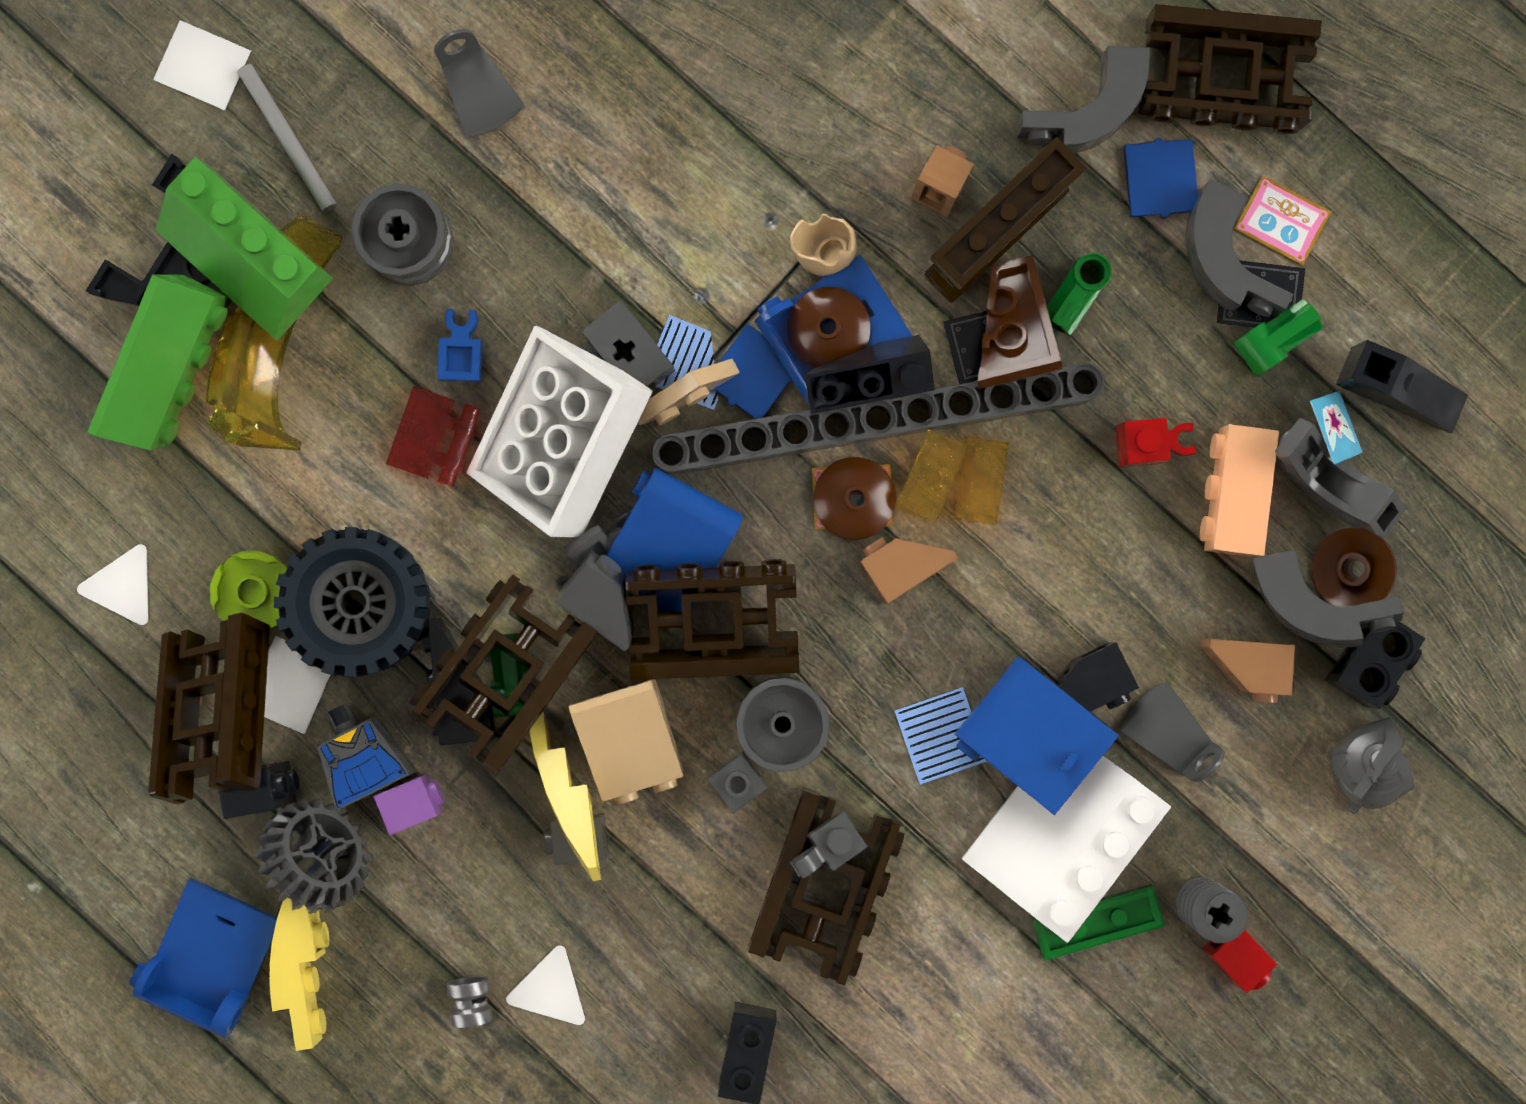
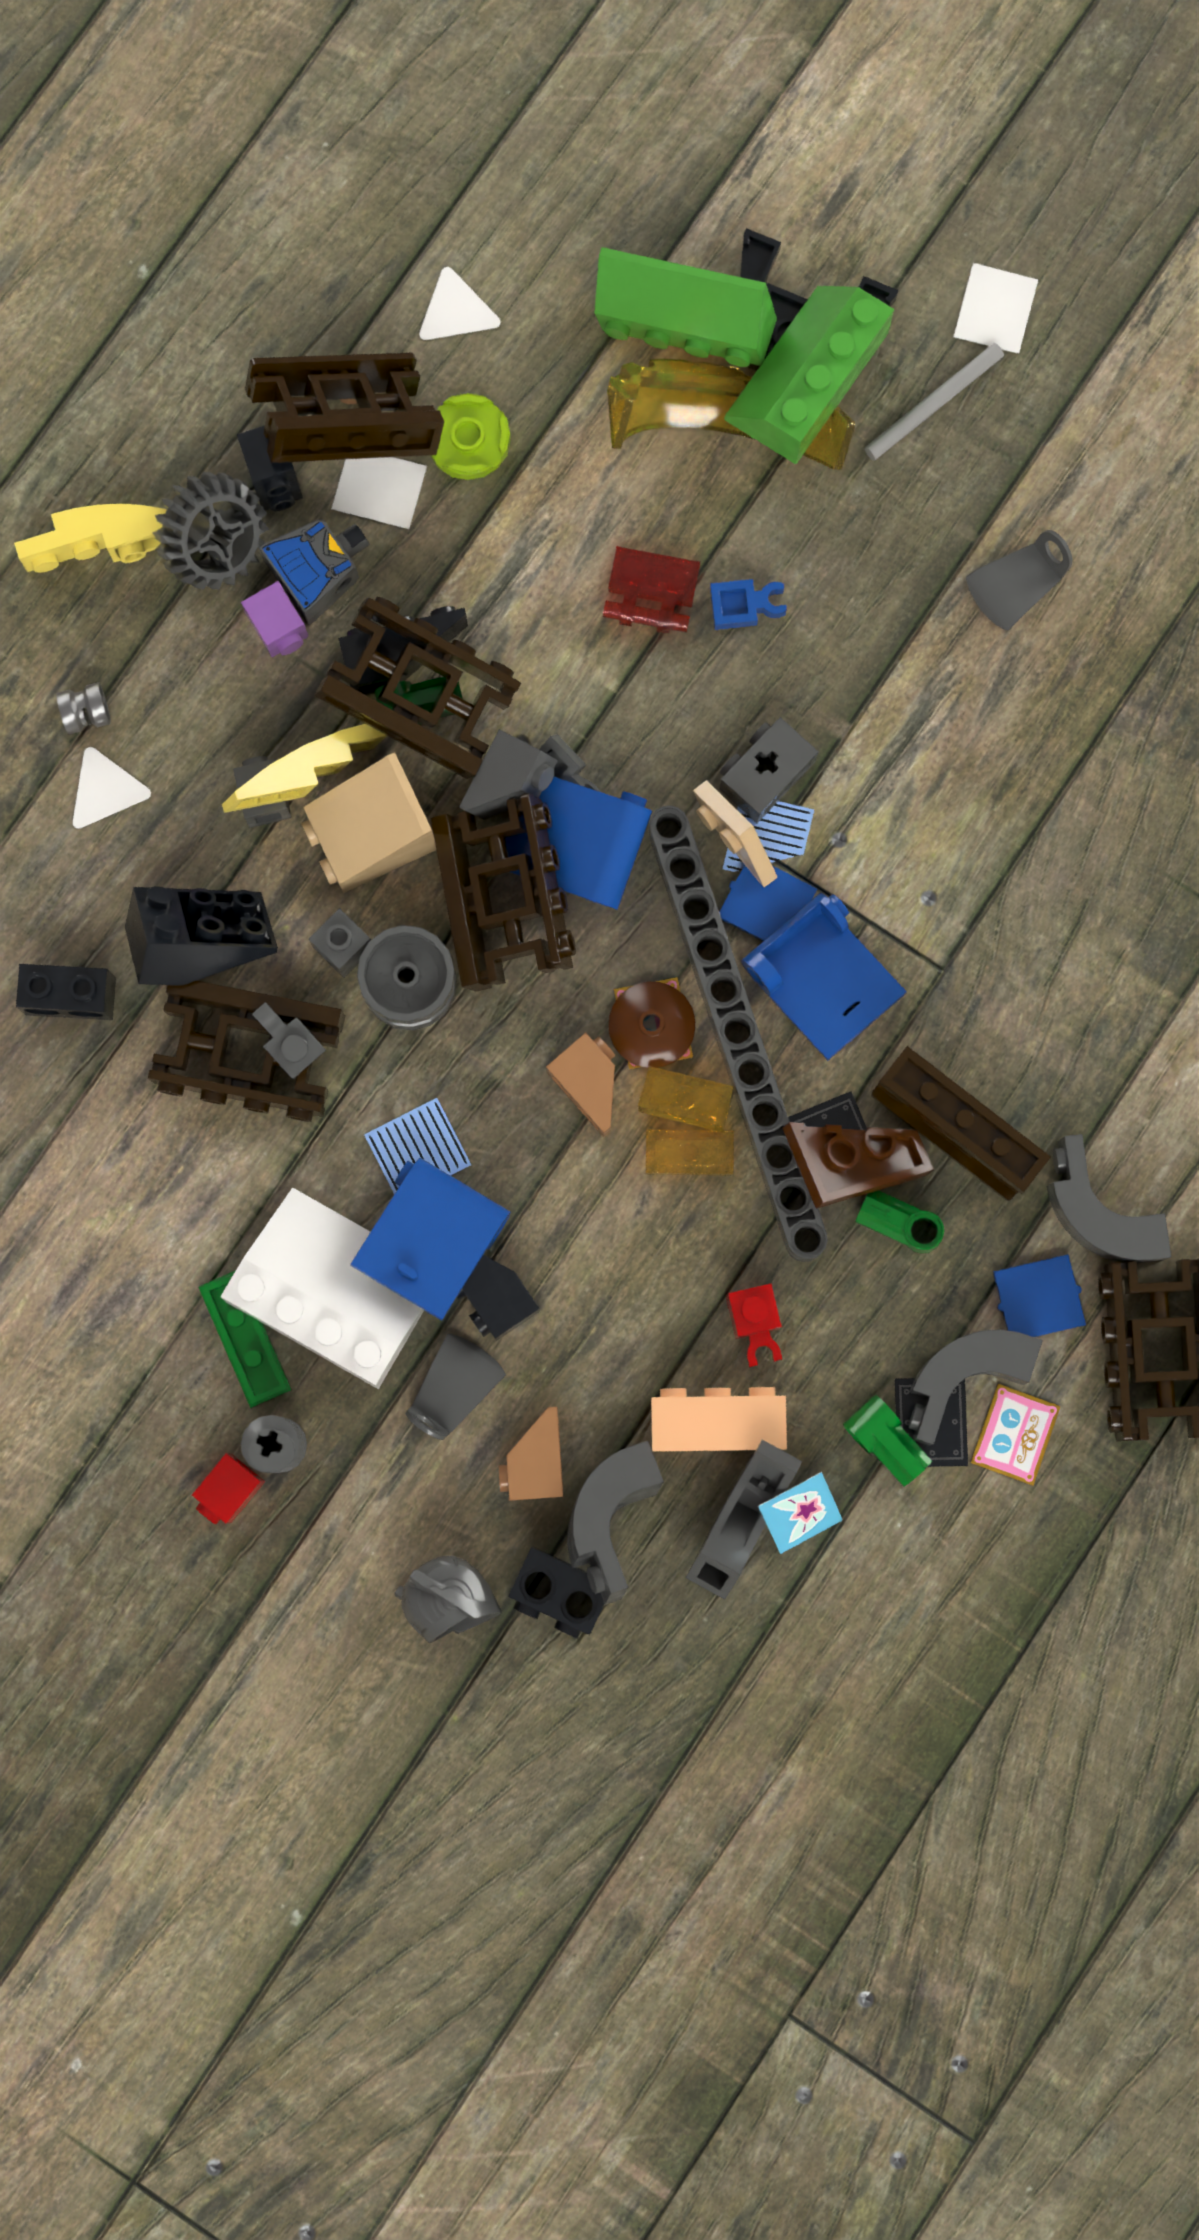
camera: 85 degrees right, 5 degrees down
(206, 961) = (90, 445): blue door -> none
(304, 610) = (474, 484): black wheel -> none
(385, 217) = (857, 503): dark grey wheel -> none
(558, 434) = (670, 709): white slope -> none
(710, 920) = (195, 932): none -> black slope
(824, 245) = (908, 951): tan hair -> none
(826, 303) = (820, 991): reddish brown dish -> none
(871, 375) = (779, 1014): black slope -> none
(942, 179) = (998, 1063): medium nougat slope -> none
(1334, 567) = (652, 1539): reddish brown dish -> none
(1401, 385) = (854, 1583): black slope -> none

